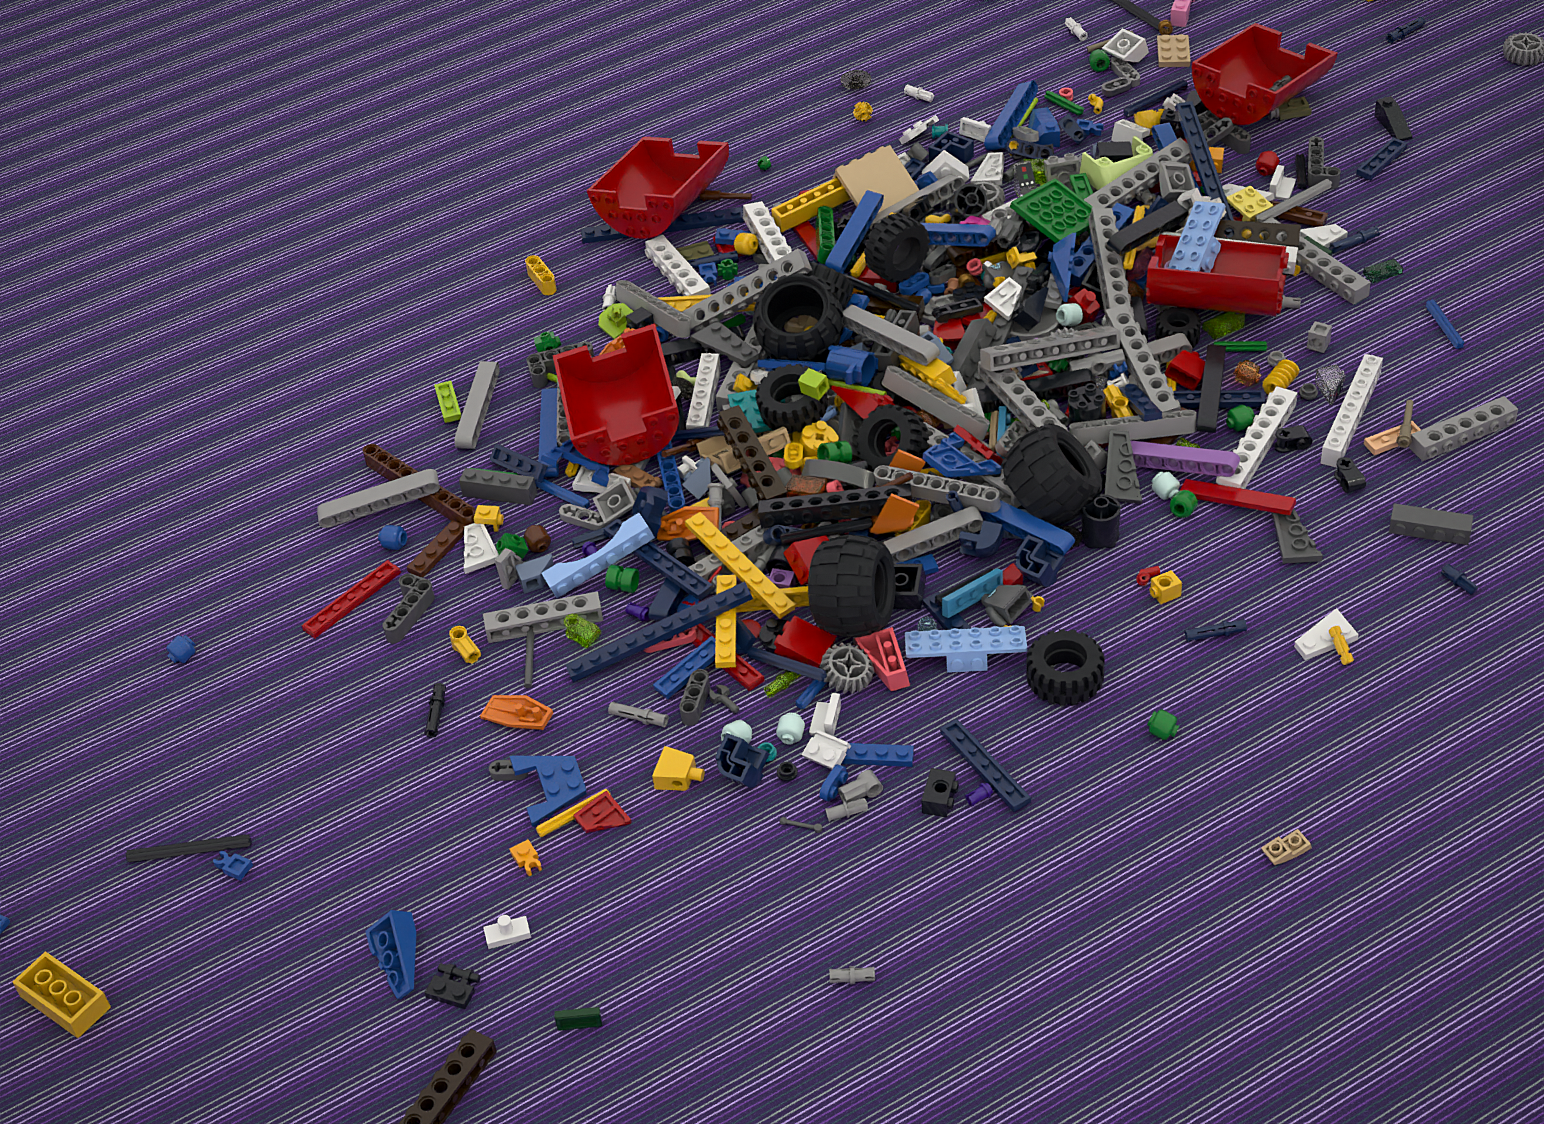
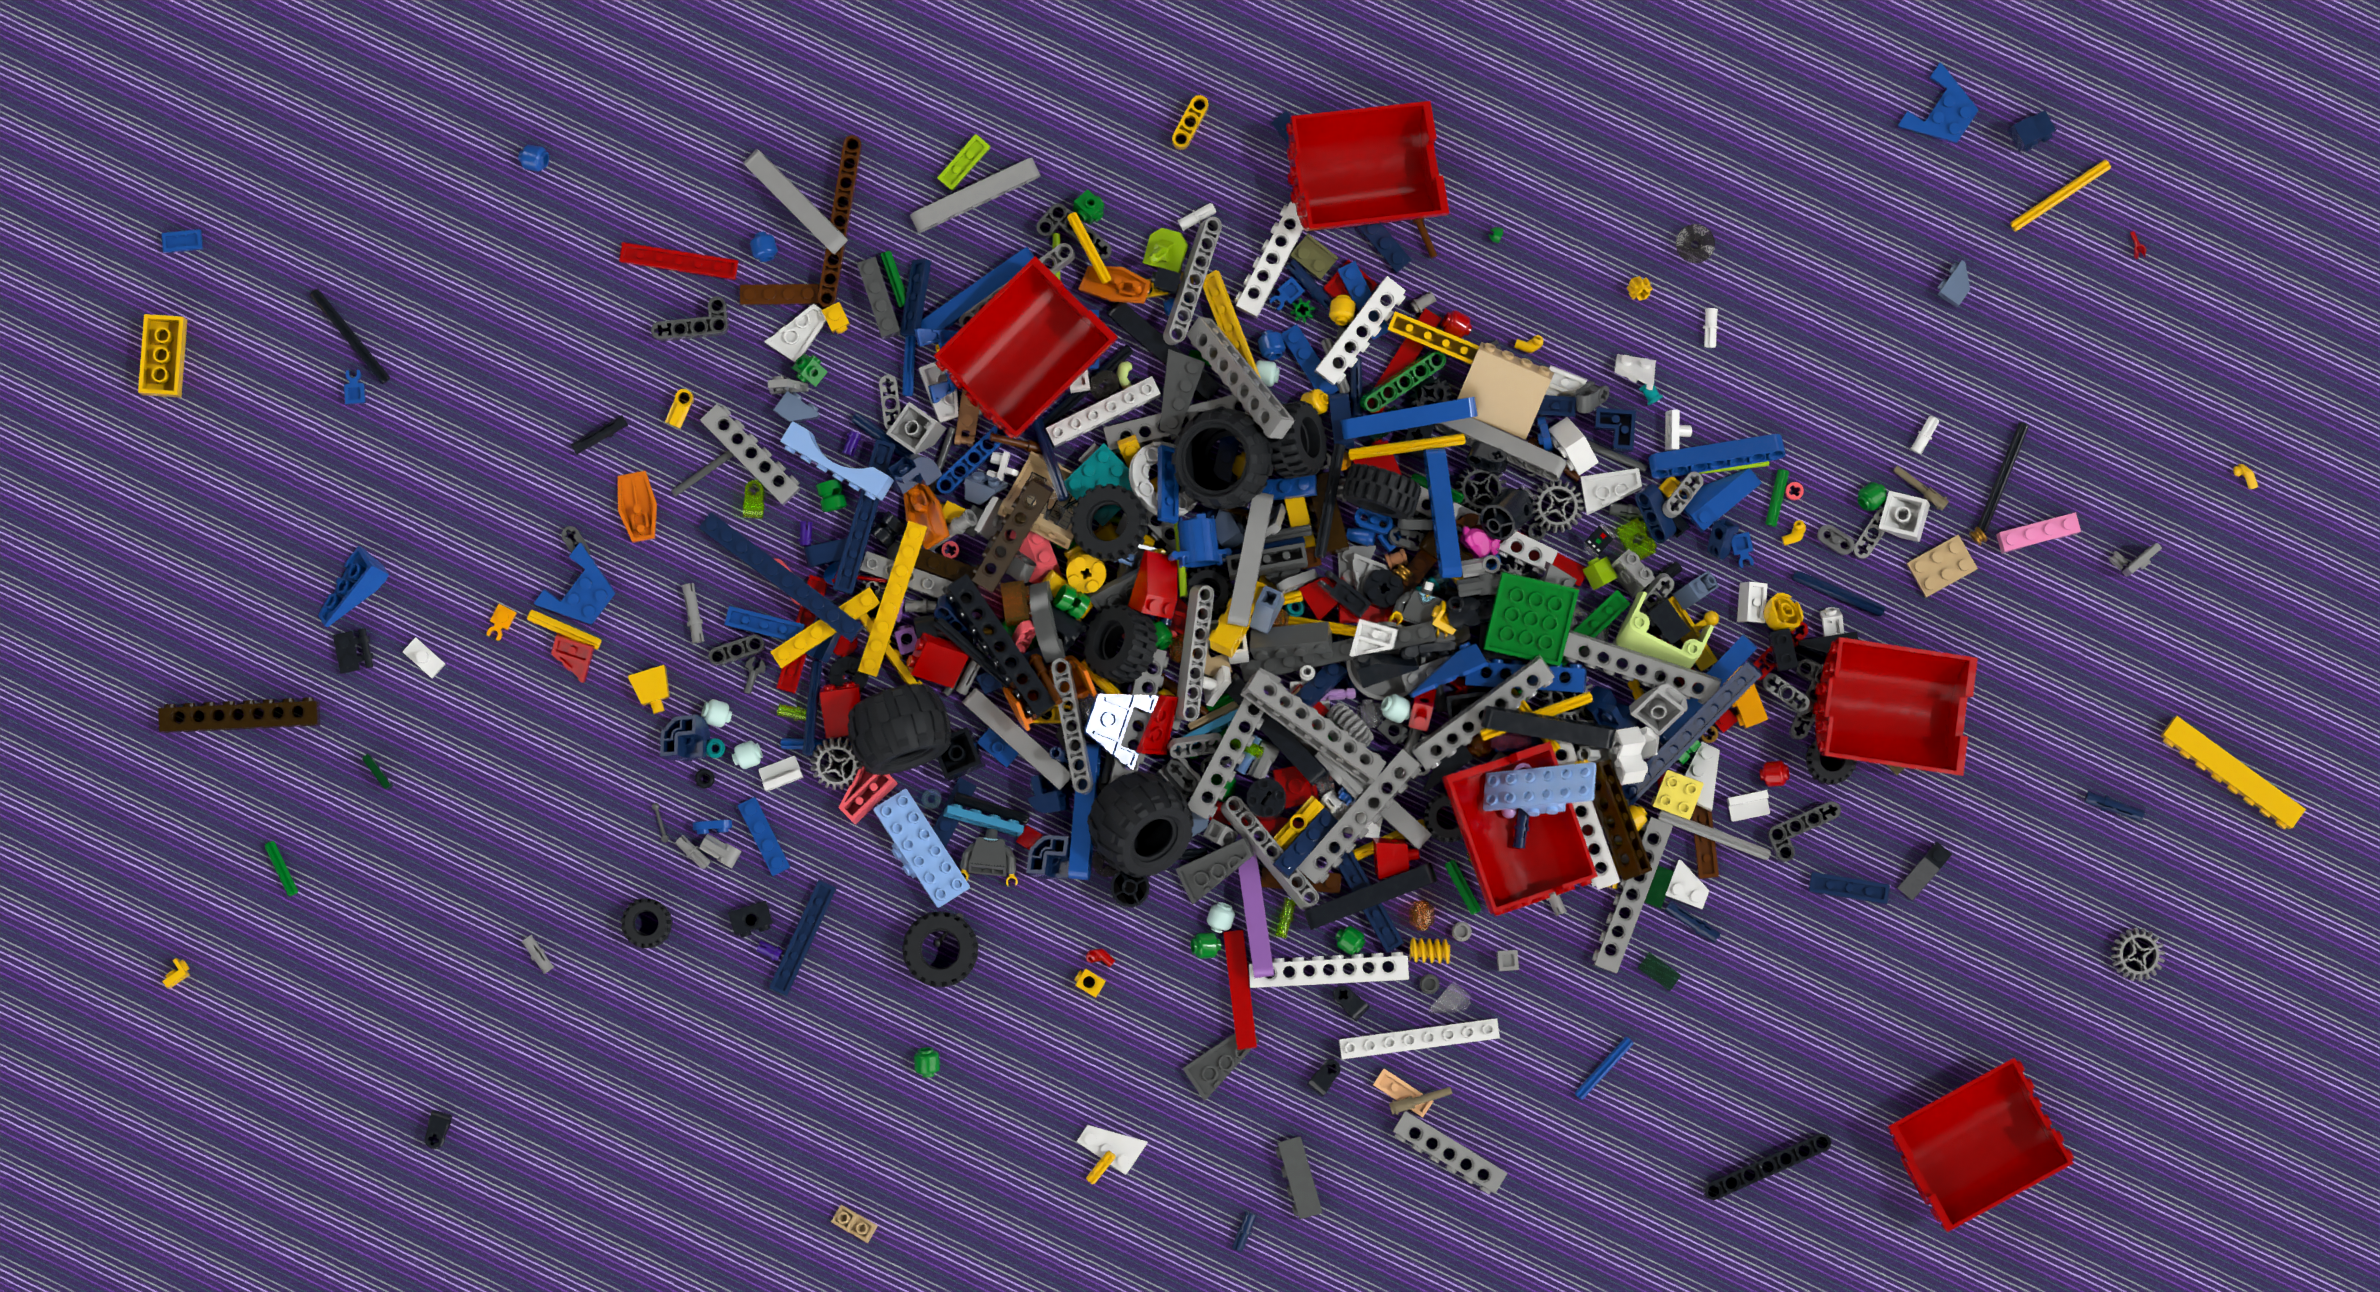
camera: 50 degrees right, 40 degrees up
(537, 538) = (836, 383): reddish brown head -> none
(594, 349) = (1089, 248): none -> yellow axle
(793, 455) = (1049, 563): yellow plate -> none
(813, 384) = (1113, 546): lime brick -> none
(826, 750) = (740, 799): white plate -> none
(886, 883) = (630, 916): none -> black tyre
(936, 219) = (1477, 489): yellow arm -> none
(949, 391) = (1210, 661): yellow axle -> none
(974, 266) = (1428, 562): coral bush -> none
(1238, 626) = (1062, 1049): dark blue pin -> none
(1276, 133) = (1823, 775): none -> black tyre
(1280, 83) = (1912, 724): dark grey pin -> none
(1301, 171) = (1785, 812): black axle -> none

